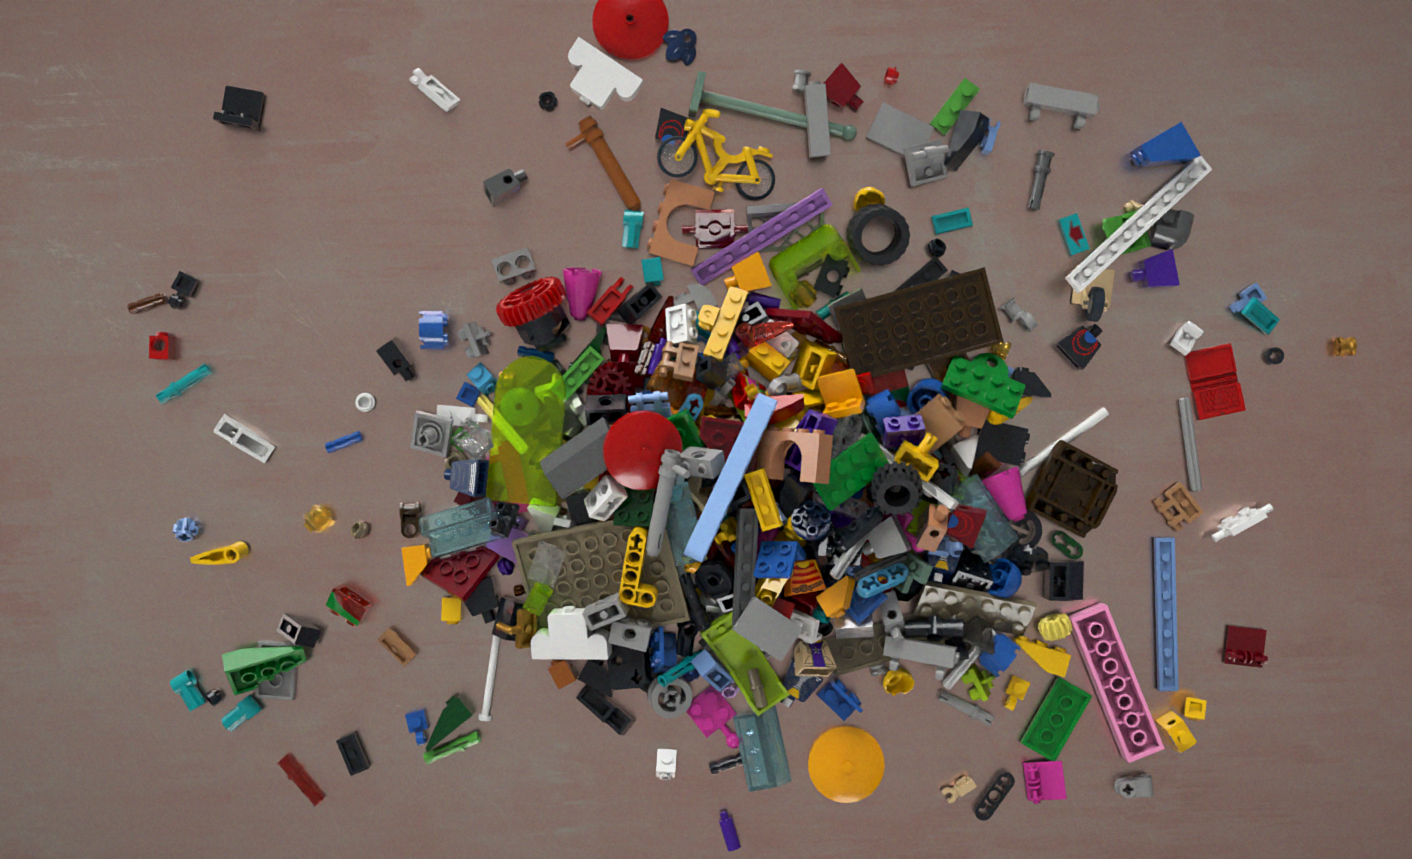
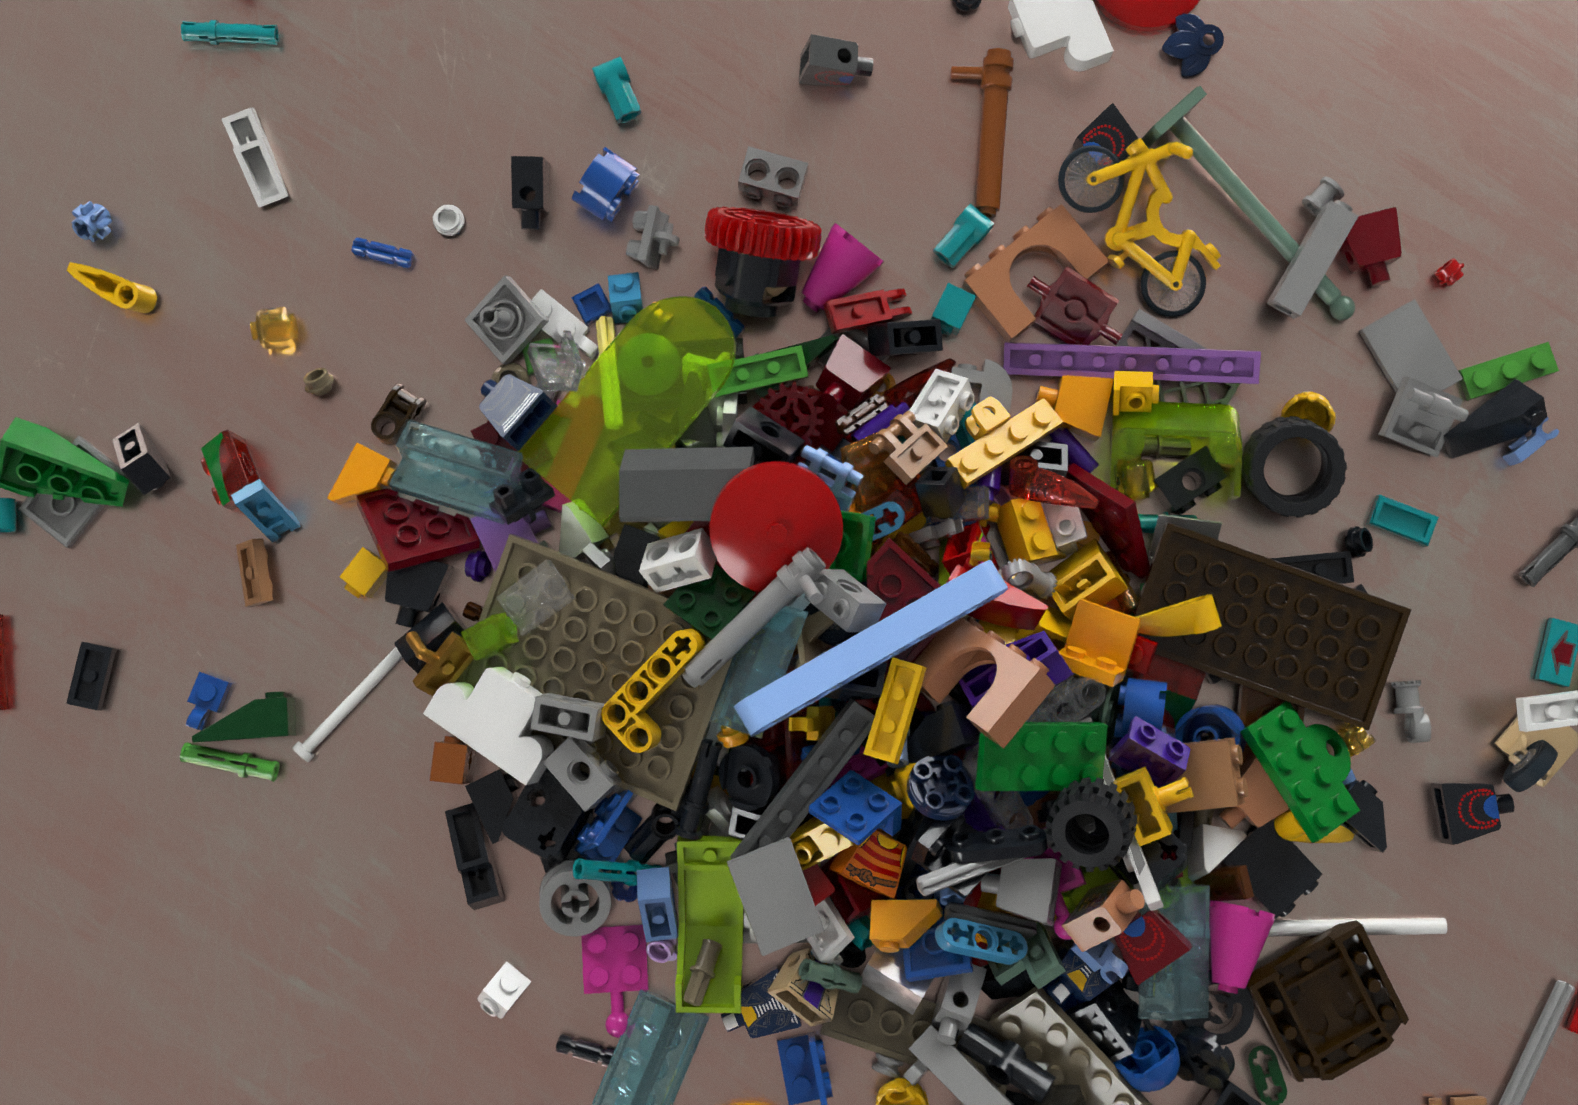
camera: 30 degrees right, 5 degrees down
(380, 613) = (265, 510): none -> dark azure plate
(400, 273) = (615, 84): none -> teal piece
(773, 251) = (1134, 392): none -> yellow brick
(821, 646) = (830, 976): none -> sand green pin
(875, 350) = (1182, 618): none -> yellow piece

